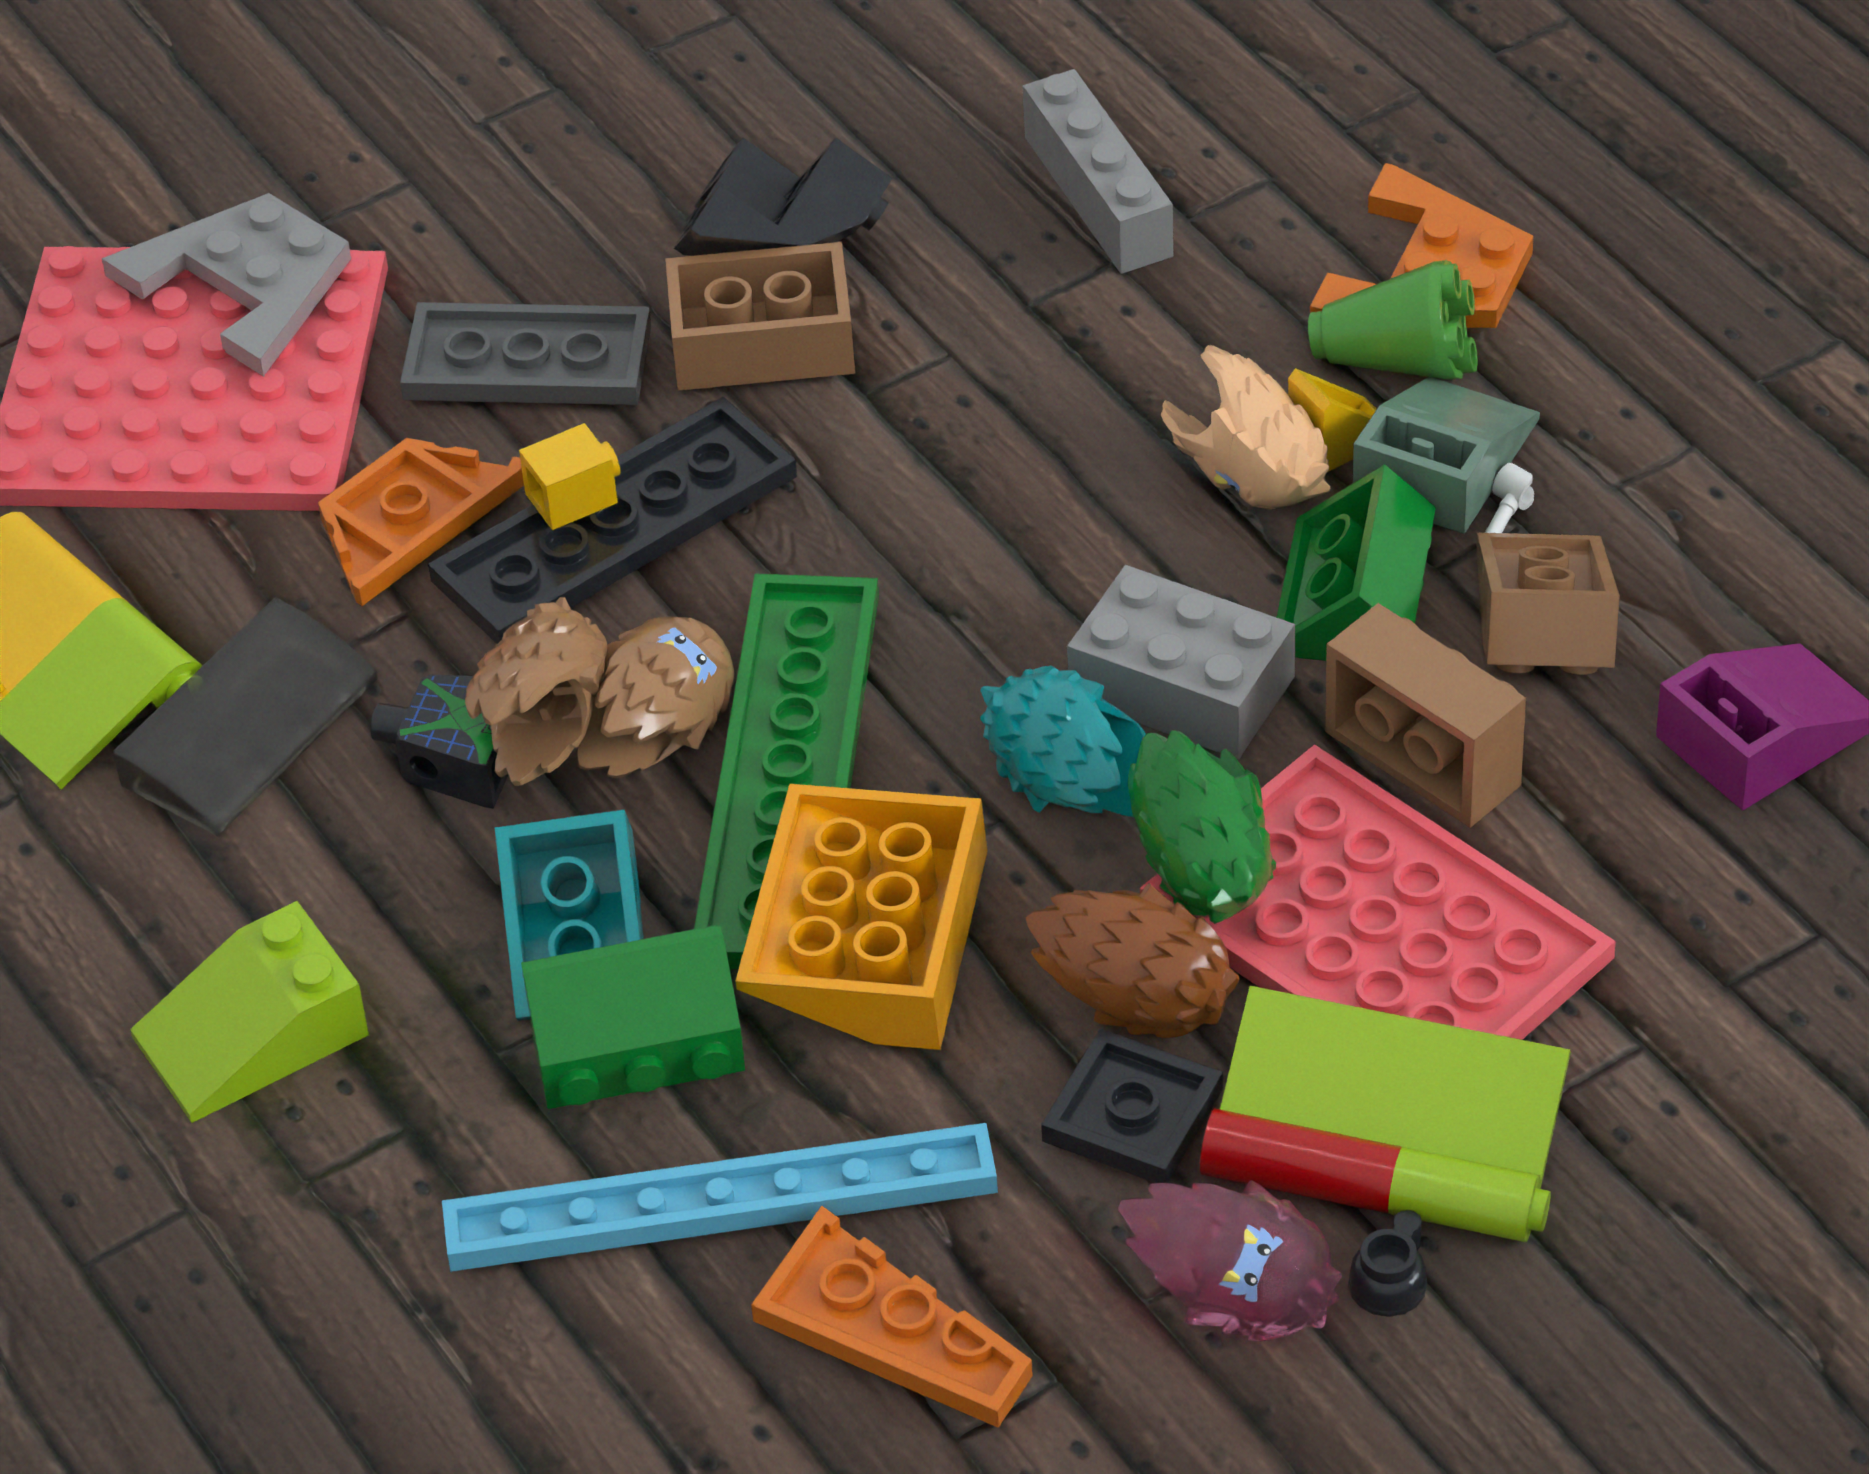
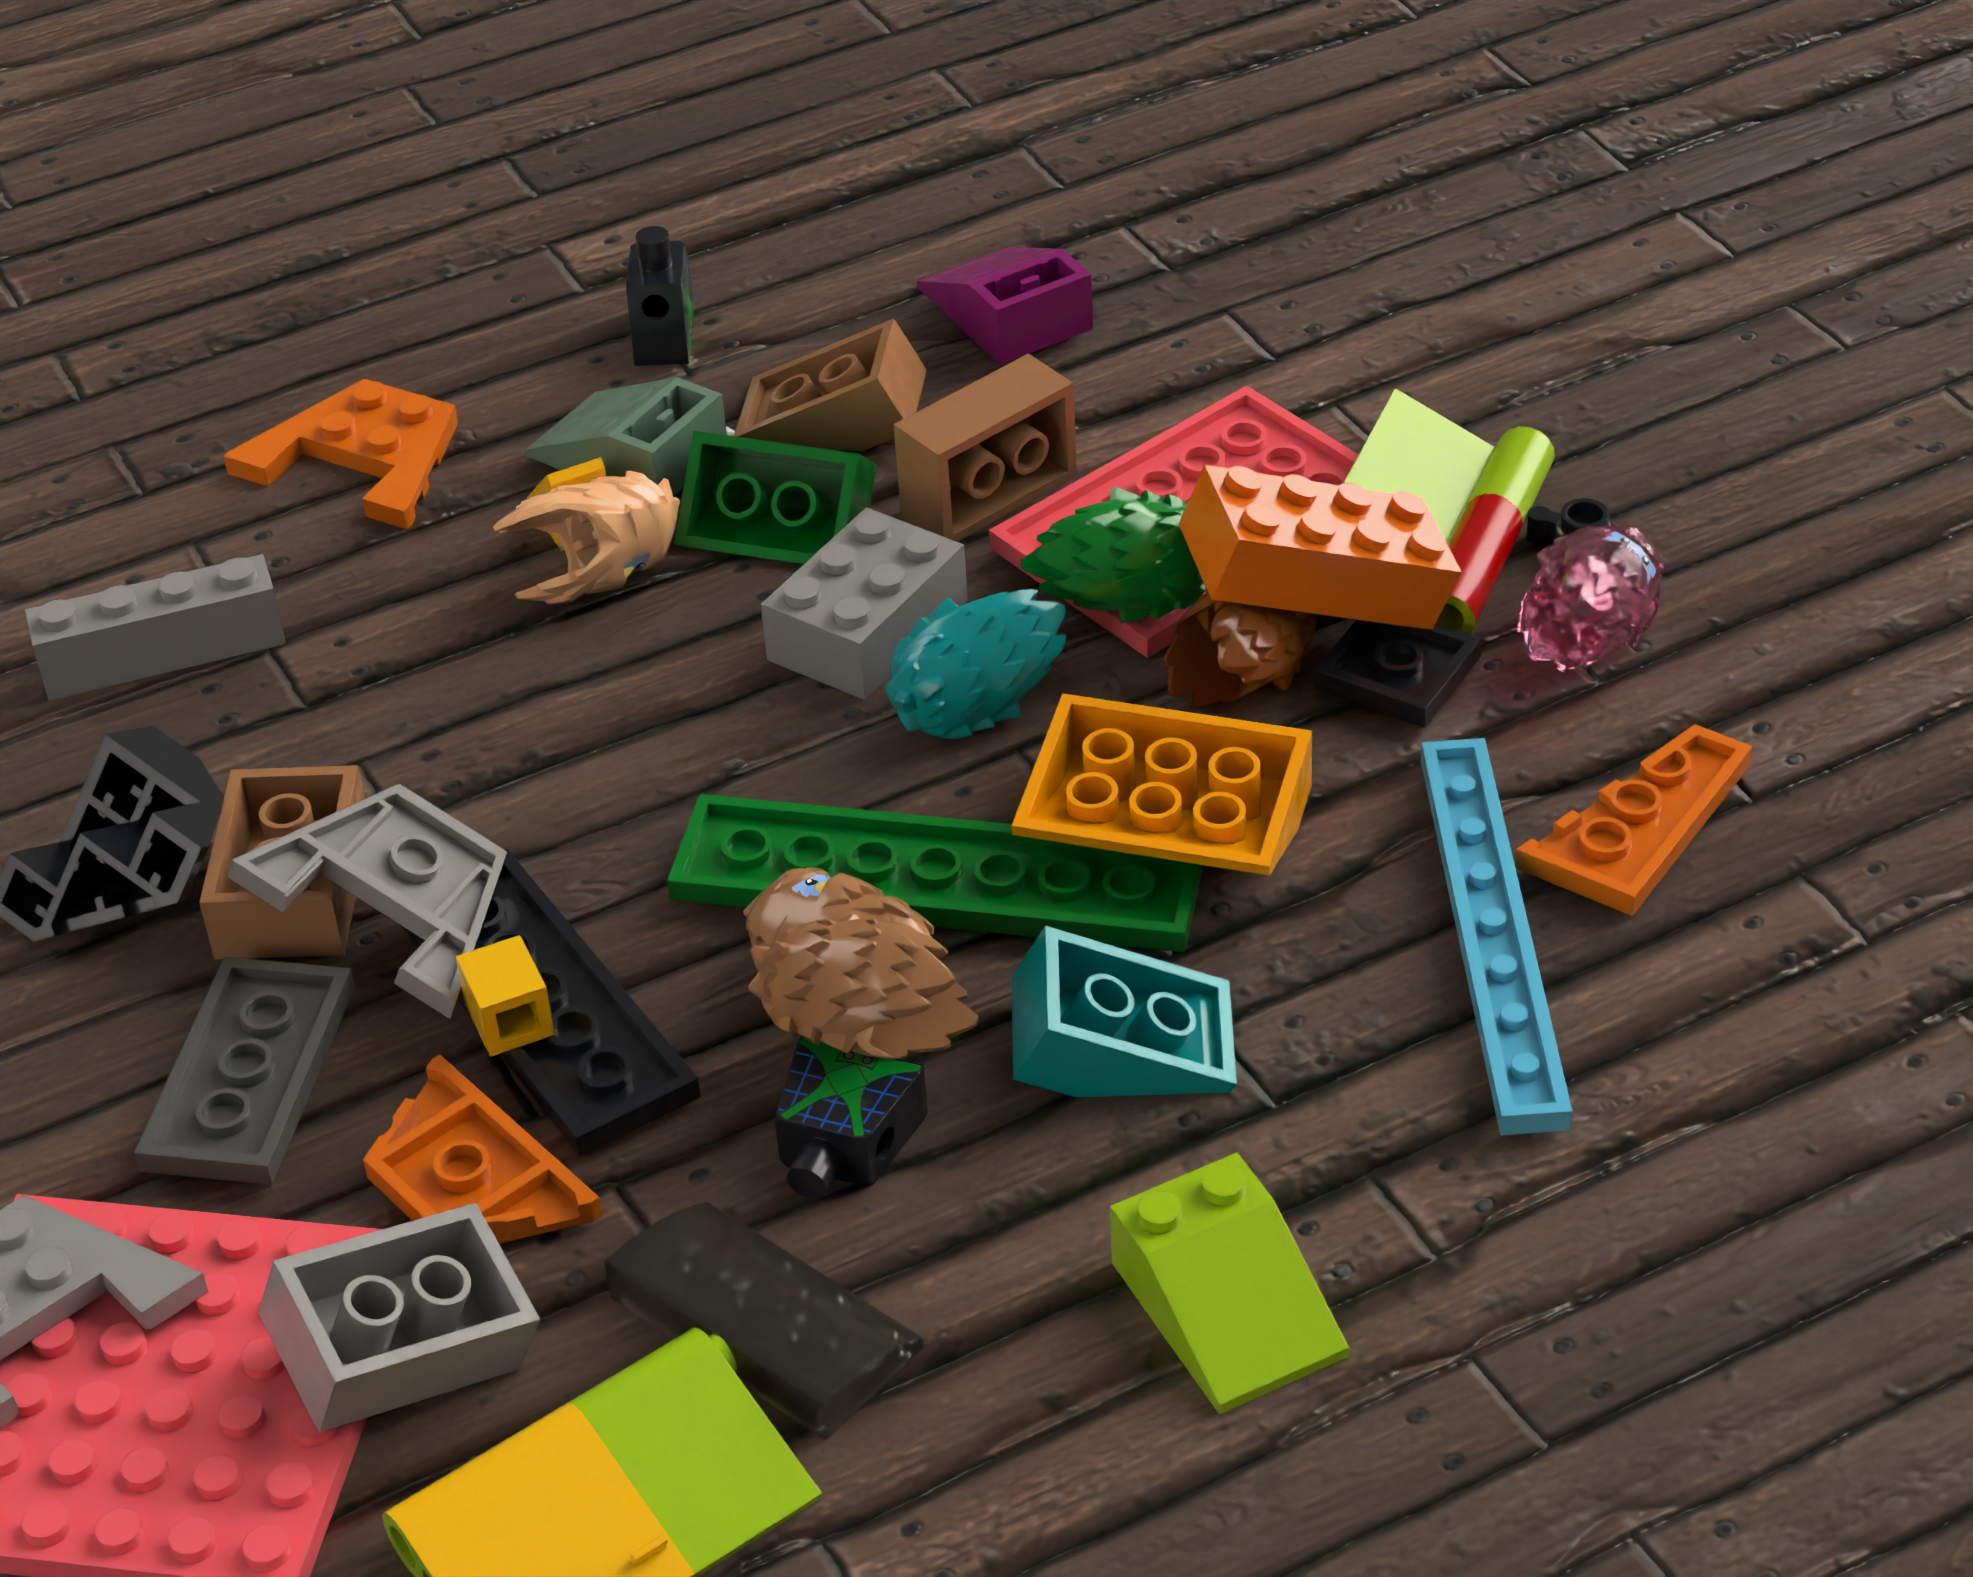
camera: 85 degrees left, 5 degrees down
(195, 473) = (397, 1316): none -> light grey brick
(633, 1016) = (1291, 966): green slope -> none
(720, 383) = (400, 861): none -> light grey wing
(1191, 965) = (1318, 547): none -> orange brick
(1401, 325) = (474, 437): bright green cone -> none
(1684, 424) = (659, 282): none -> black torso

